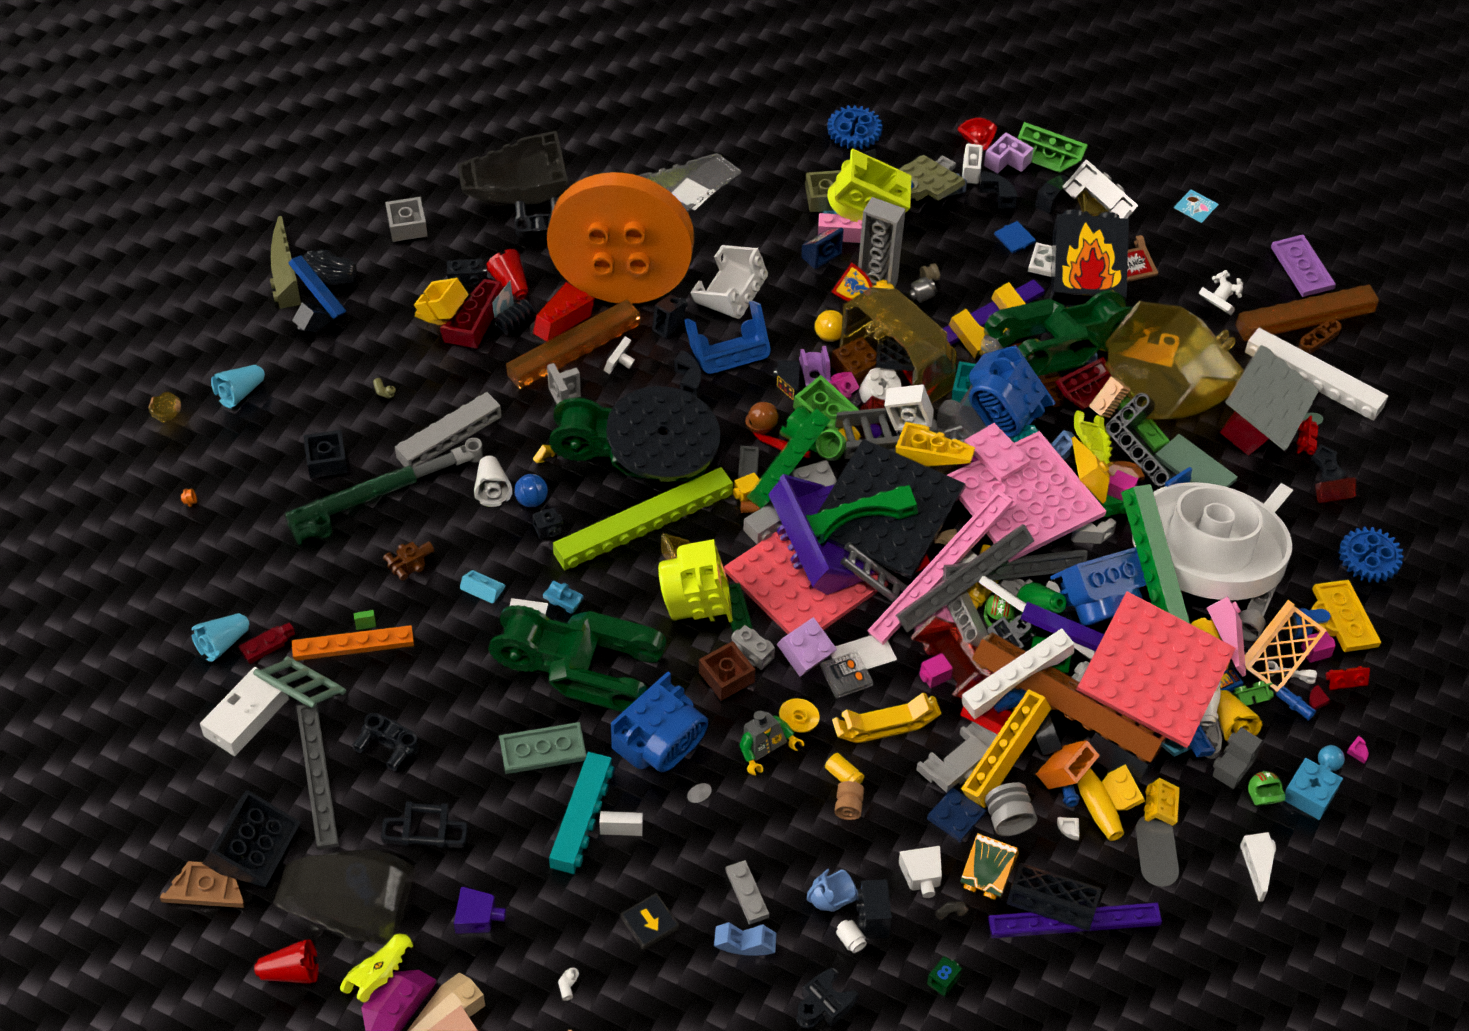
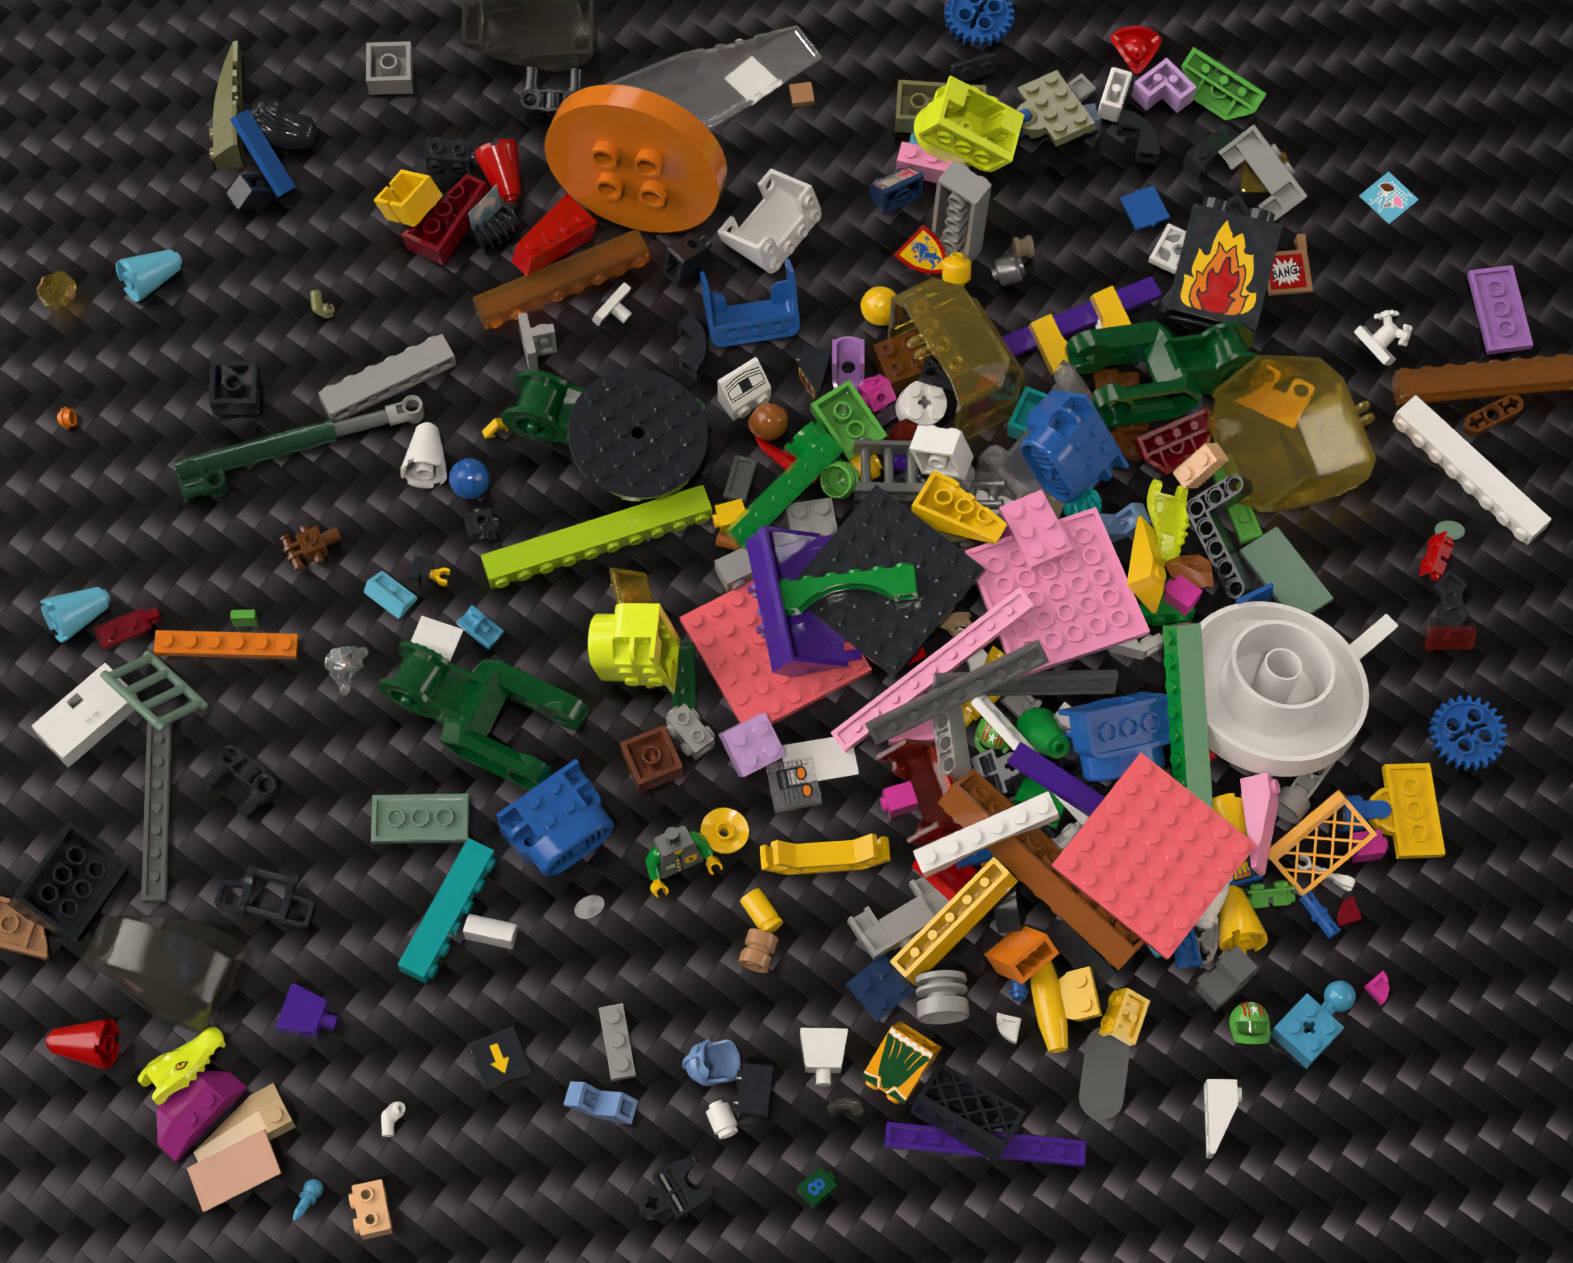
camera: 10 degrees right, 15 degrees up
(456, 641) = (345, 665): none -> clear rock
(506, 564) = (423, 571): none -> black piece
(732, 197) = (801, 94): none -> medium nougat tile
(737, 396) = (744, 389): none -> white slope
(865, 573) = (839, 665): flat silver bar -> none
(1267, 403) = (1396, 506): light grey piece -> none
(1349, 678) = (1401, 892): red hinge -> none

